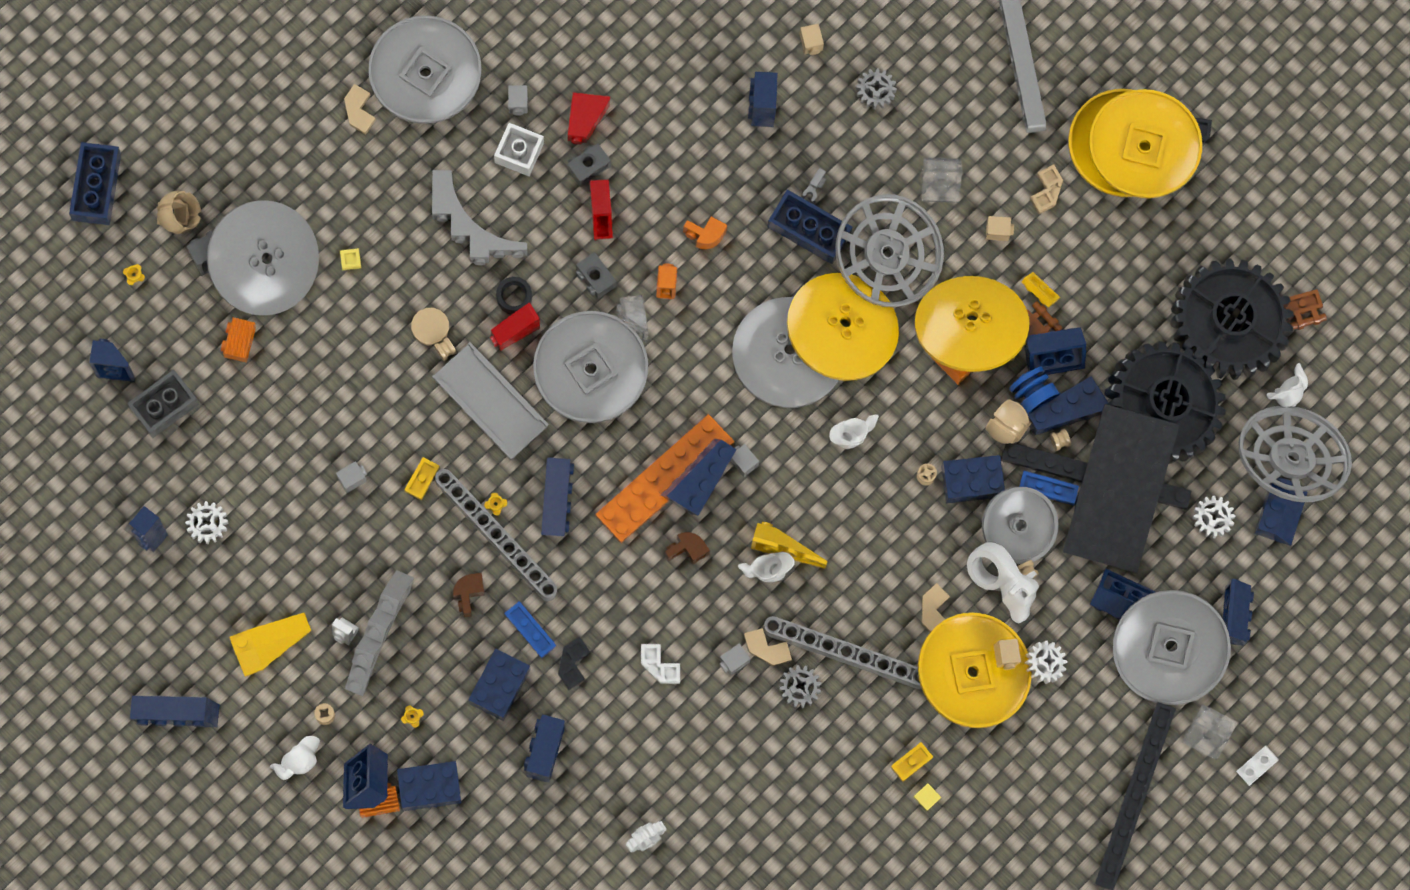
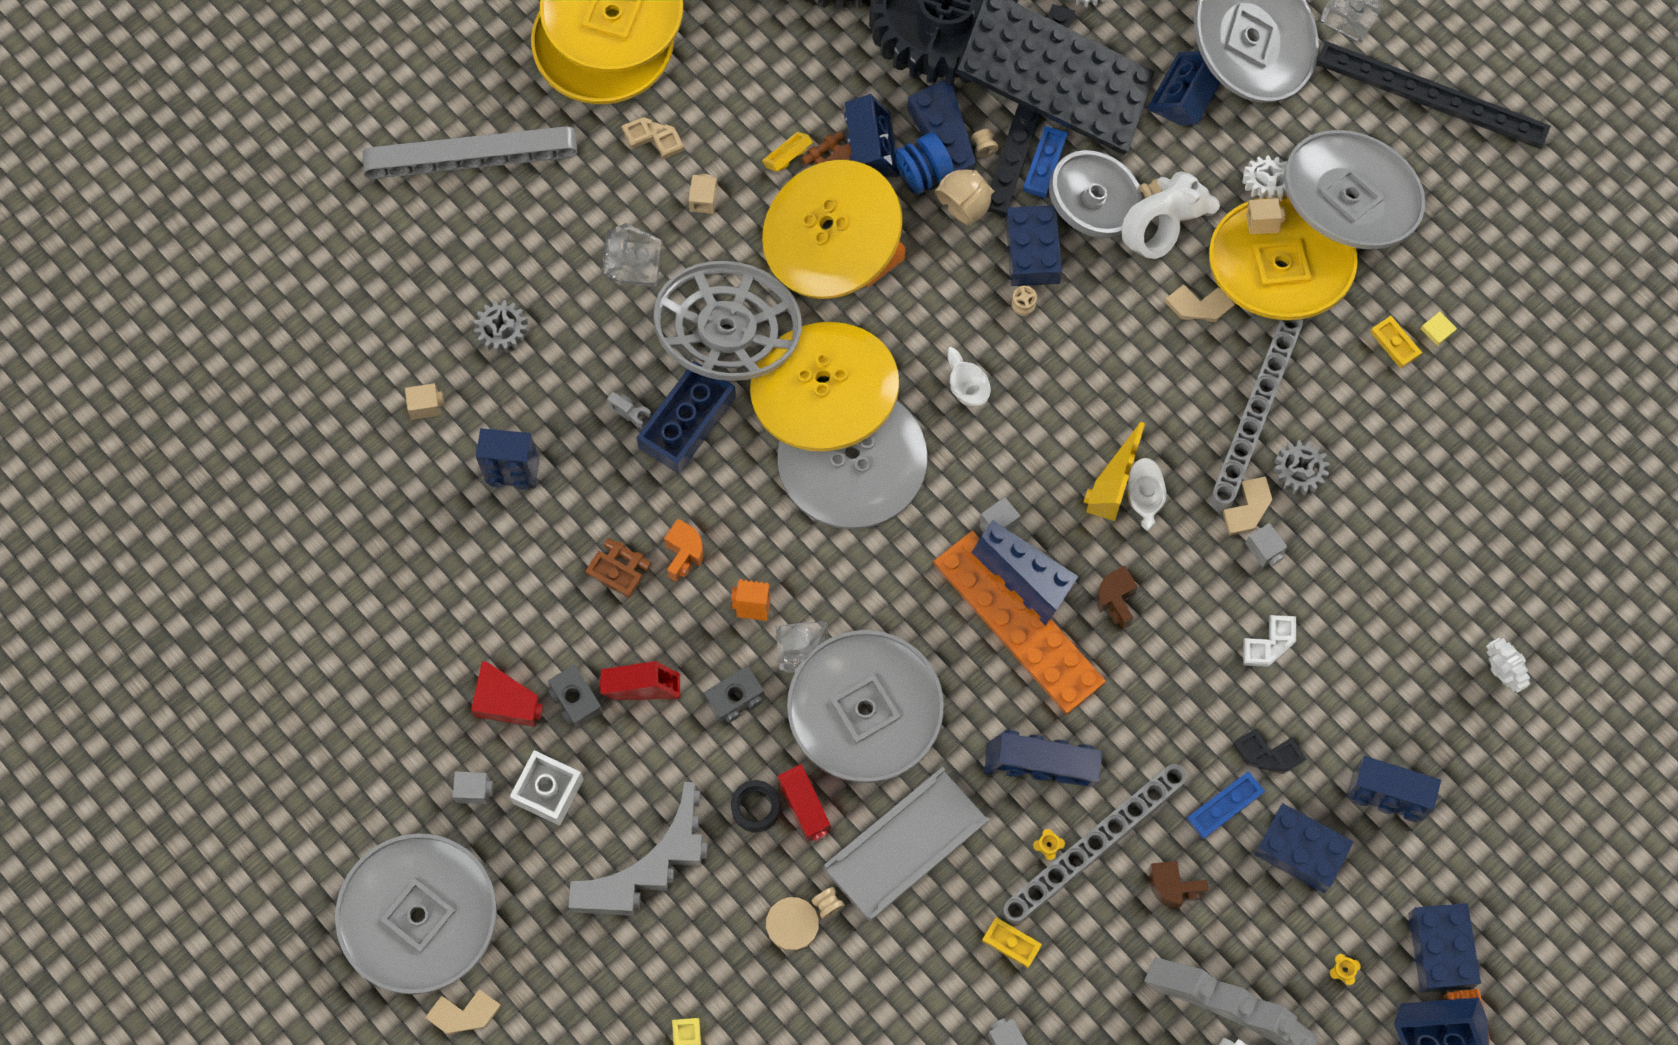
camera: 80 degrees left, 5 degrees down
(684, 186) = (615, 574): none -> dark orange plate
(1064, 731) = (1343, 162): none -> light grey dish

